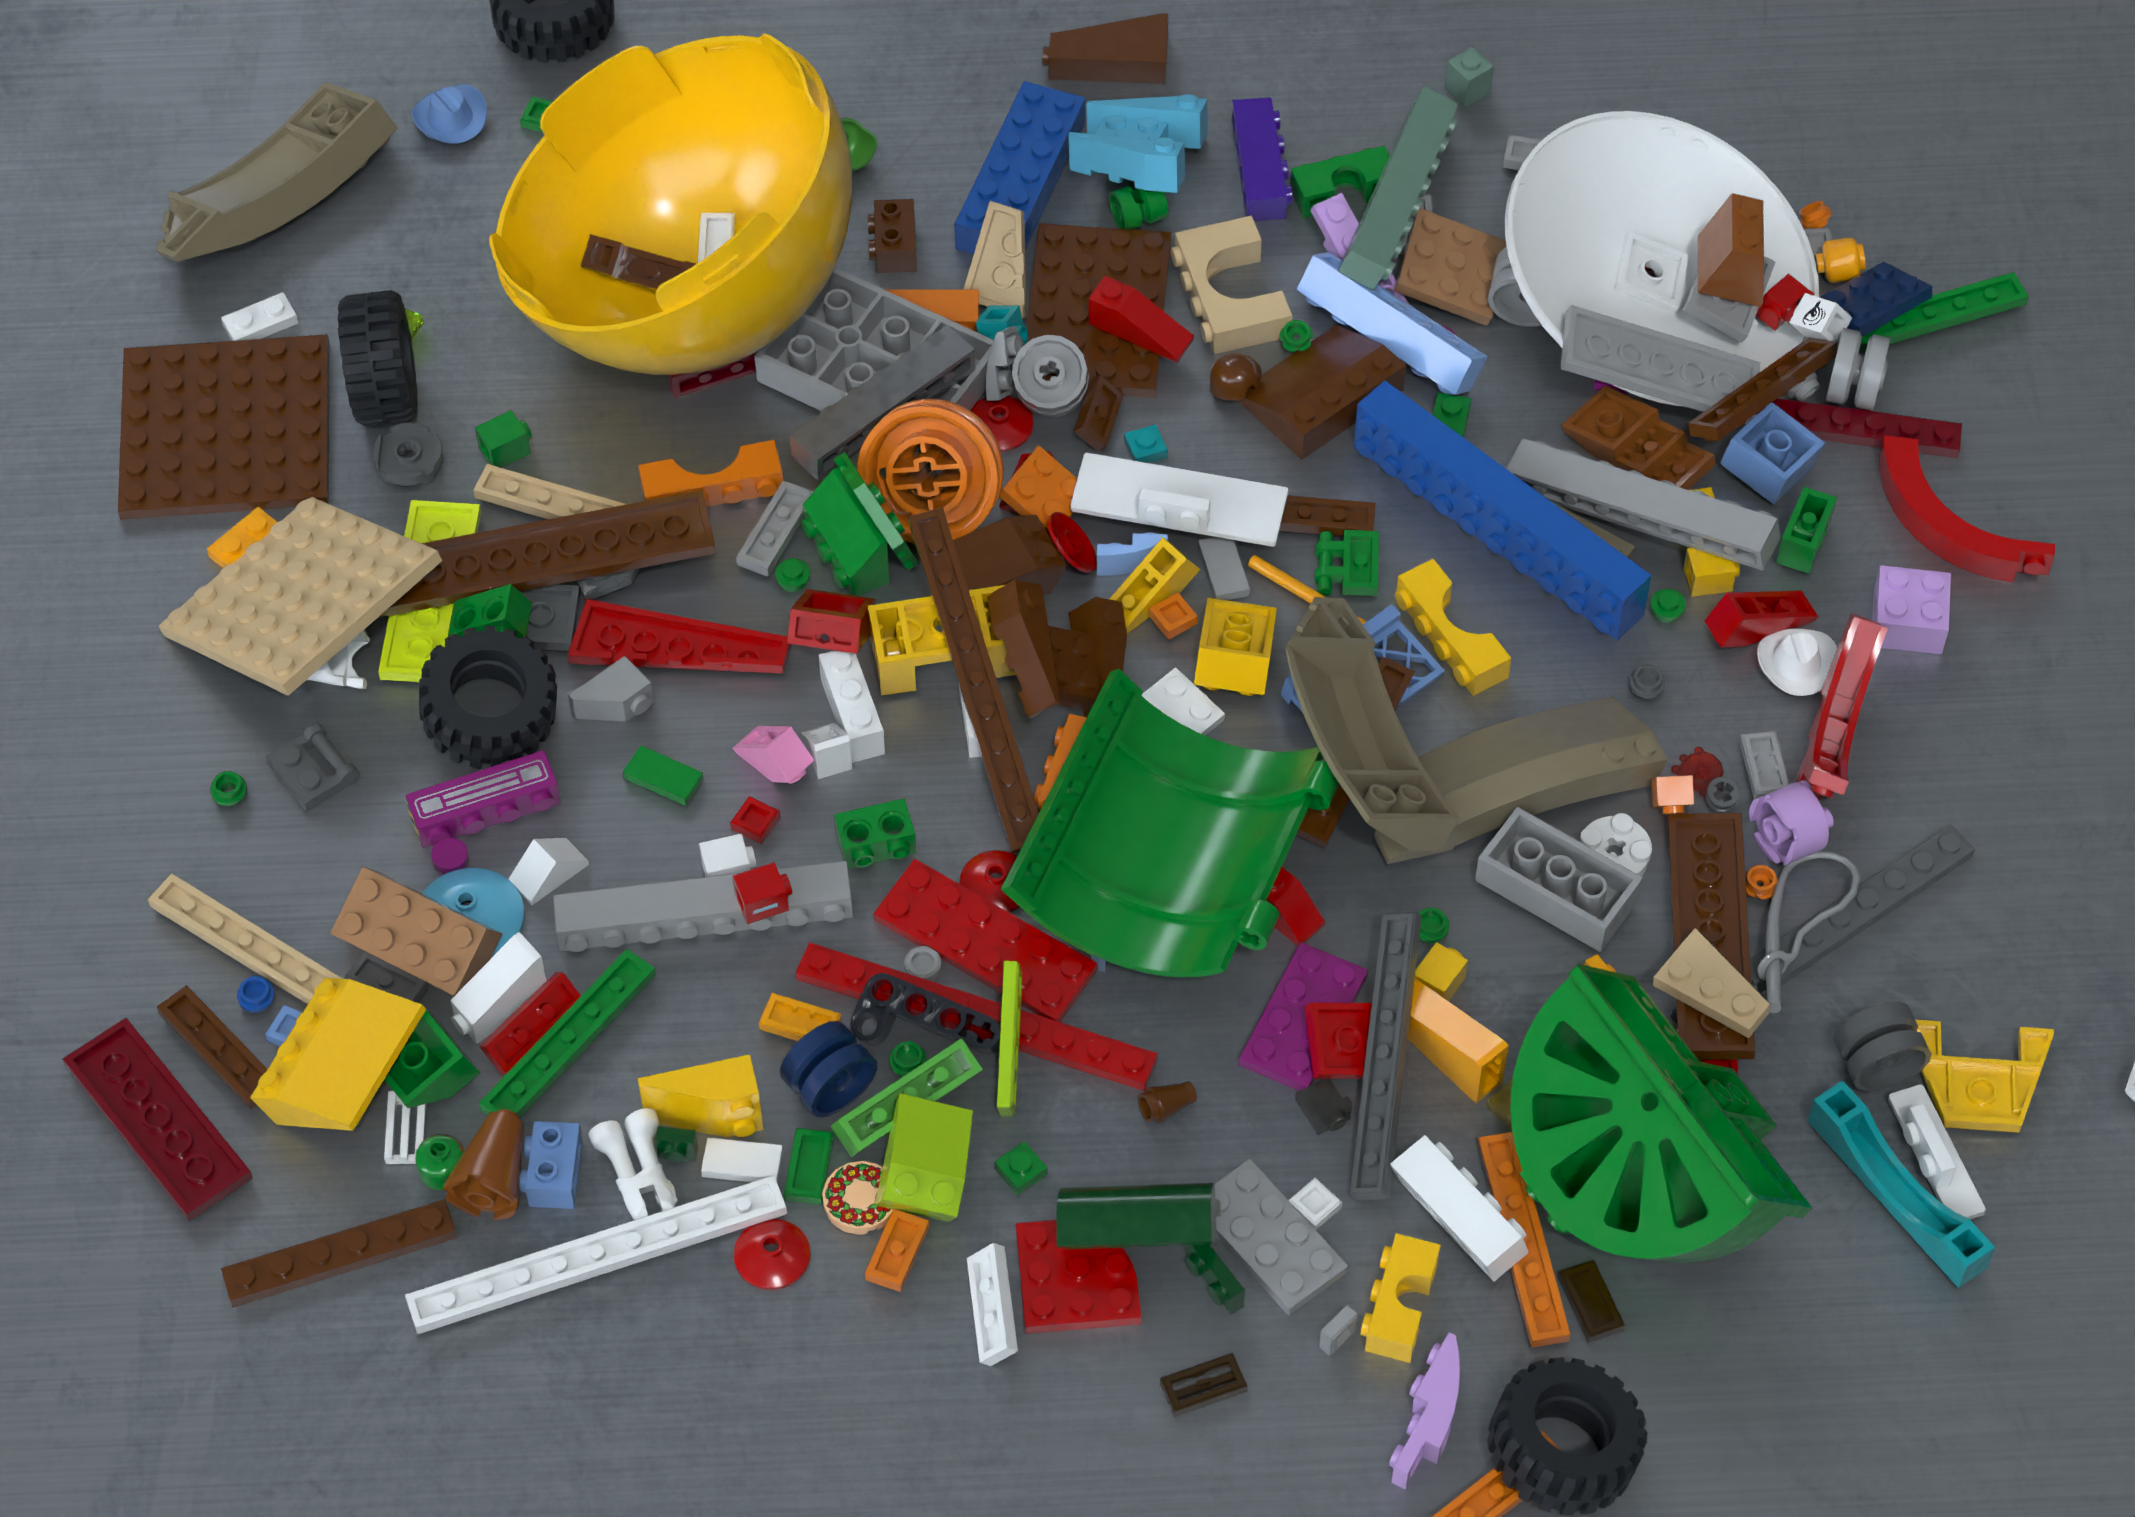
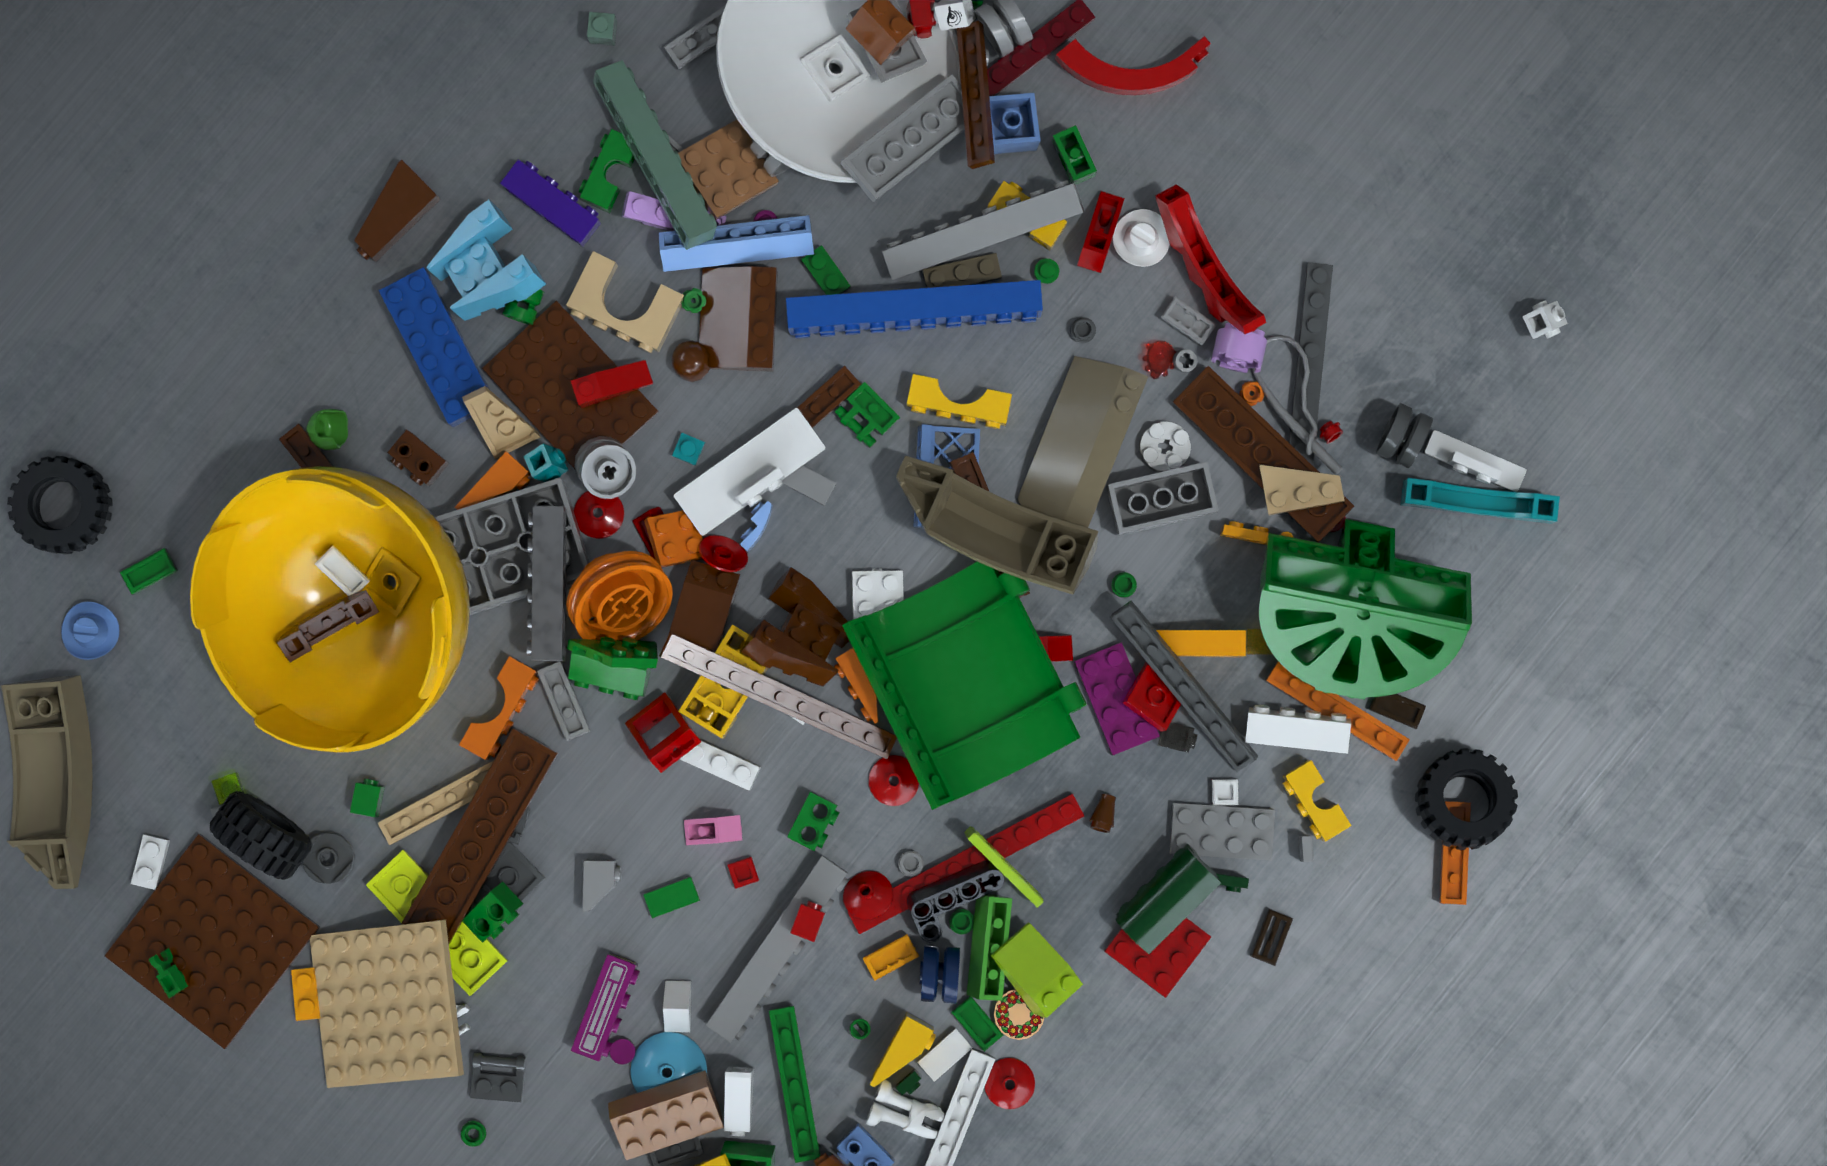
camera: 45 degrees left, 30 degrees up
(153, 403) = (169, 976): none -> green plate
(495, 656) = (552, 992): black tyre -> none
(529, 1022) = (769, 1095): red plate -> none
(672, 641) = (580, 829): red wing -> none
(698, 1053) = (863, 1025): none -> green hinge
(726, 856) = (760, 913): white brick -> none
(792, 574) = (602, 717): green plate -> none
(829, 748) = (731, 797): white slope -> none
(846, 946) = (871, 905): none -> red dish
(897, 1250) = (1069, 1026): orange plate -> none
(981, 936) = (915, 826): red plate -> none
(992, 1304) = (1139, 1004): white plate -> none
(1002, 354) = (573, 488): light grey slope -> none
(1021, 1168) = (1074, 919): green plate -> none
(1098, 413) = (646, 457): reddish brown plate -> none
(1153, 580) = (788, 535): yellow slope -> none
(1173, 616) = (816, 540): orange plate -> none
(1235, 646) = (865, 524): yellow slope -> none
(1285, 580) = (866, 453): light orange bar -> none
(1434, 1412) = (1384, 834): lavender slope -> none
(1442, 970) = (1158, 609): yellow brick -> none
(1635, 439) = (938, 186): dark orange slope -> none
(1672, 793) = (1163, 387): plate -> none
(1805, 988) = (1330, 432): none -> red plate
(1913, 608) = (1169, 150): lavender brick -> none
(1982, 1090) = (1465, 404): yellow wing -> none

